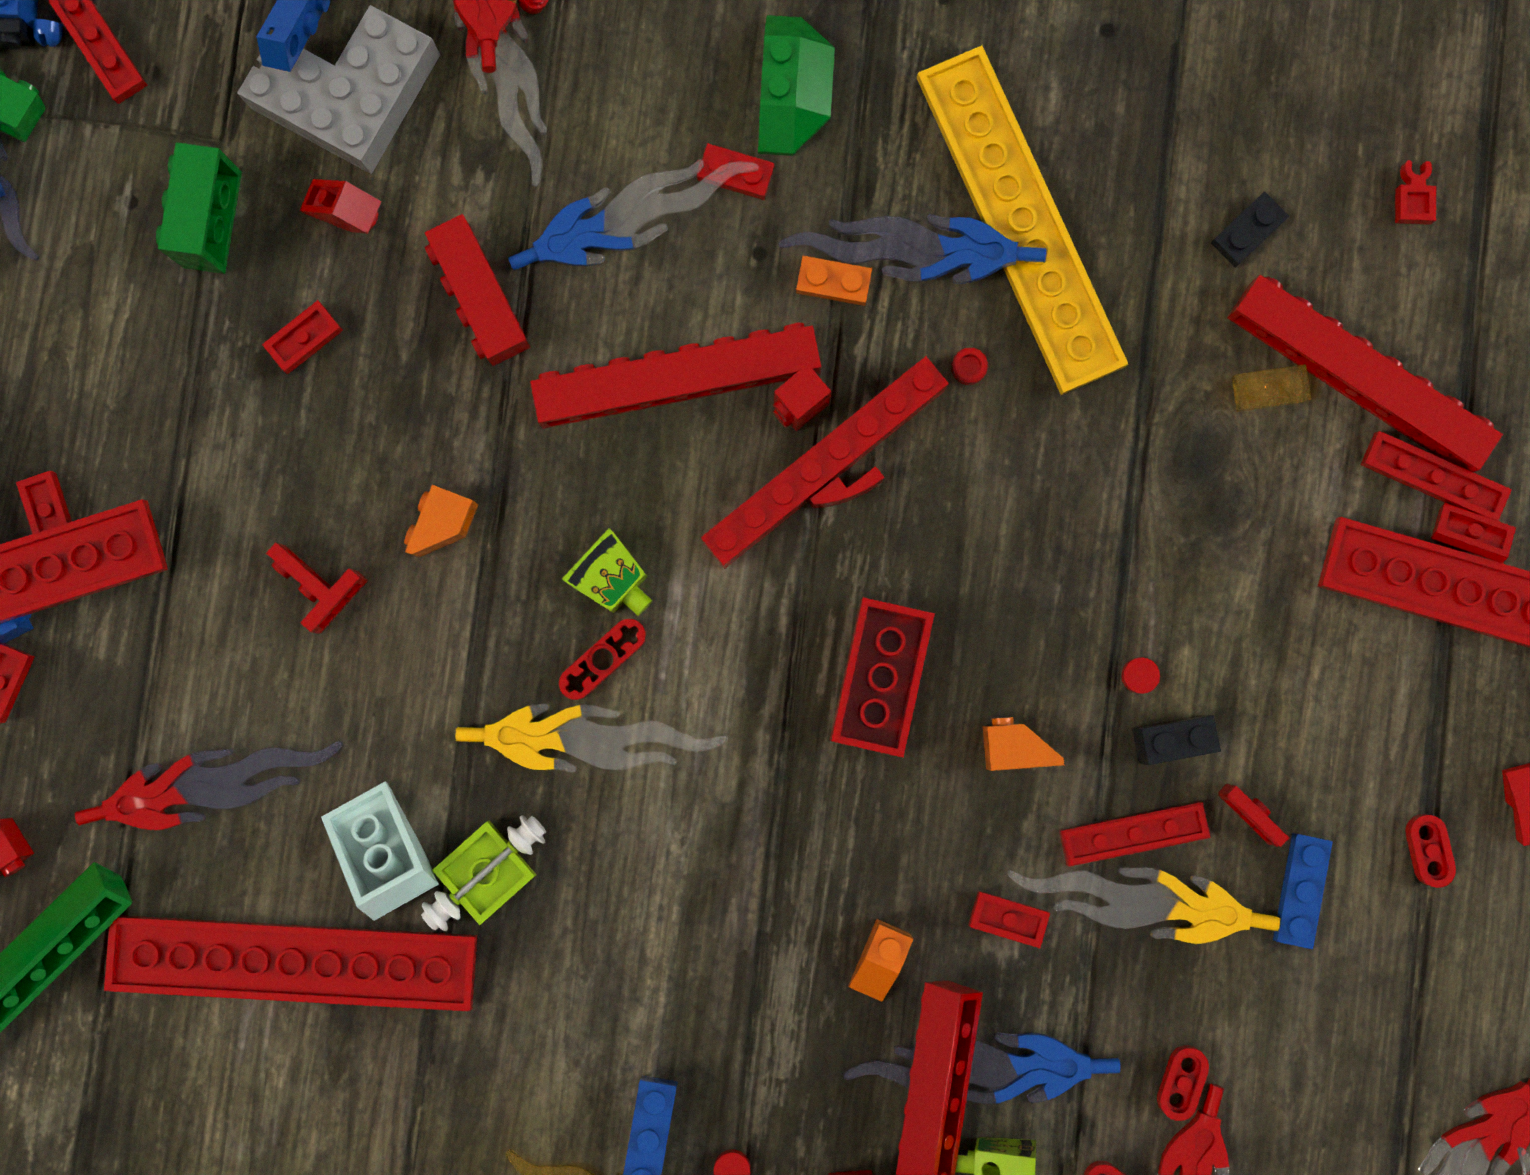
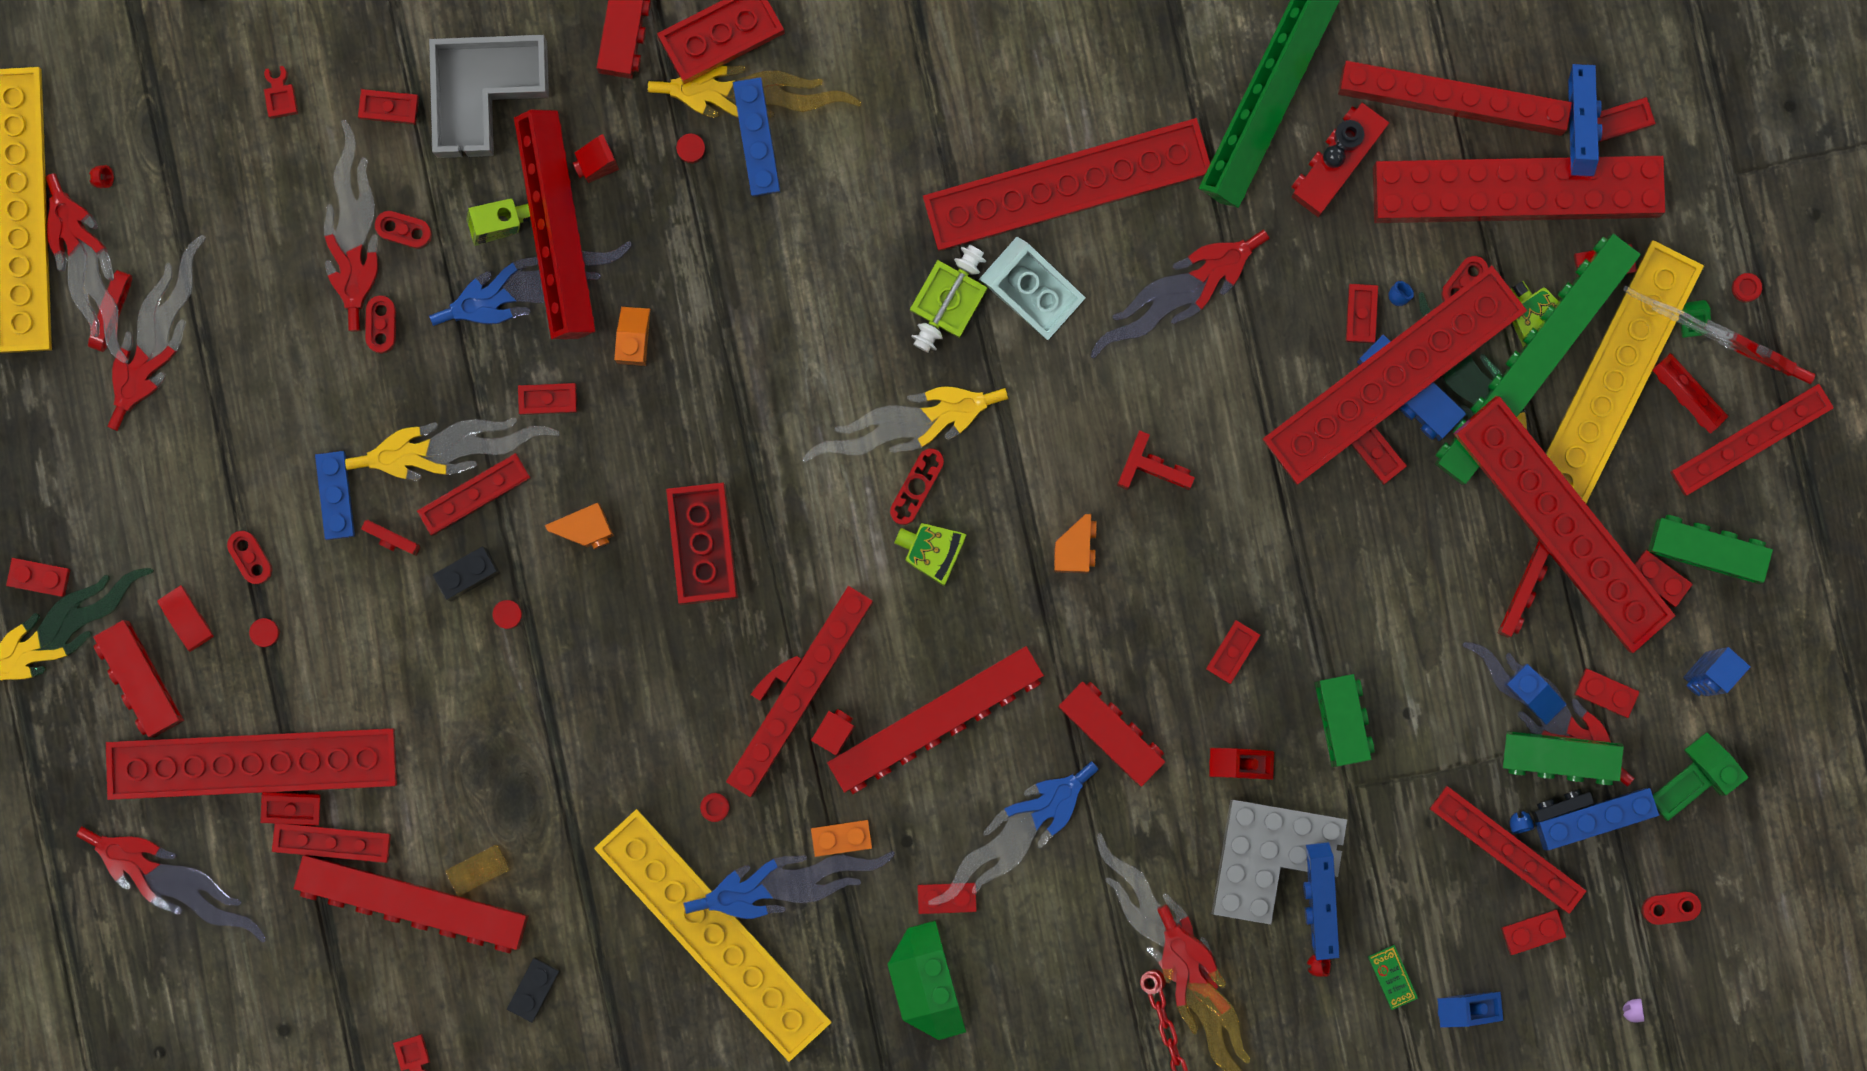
camera: 165 degrees right, 0 degrees up
(1438, 753) = (264, 632): none -> red tile

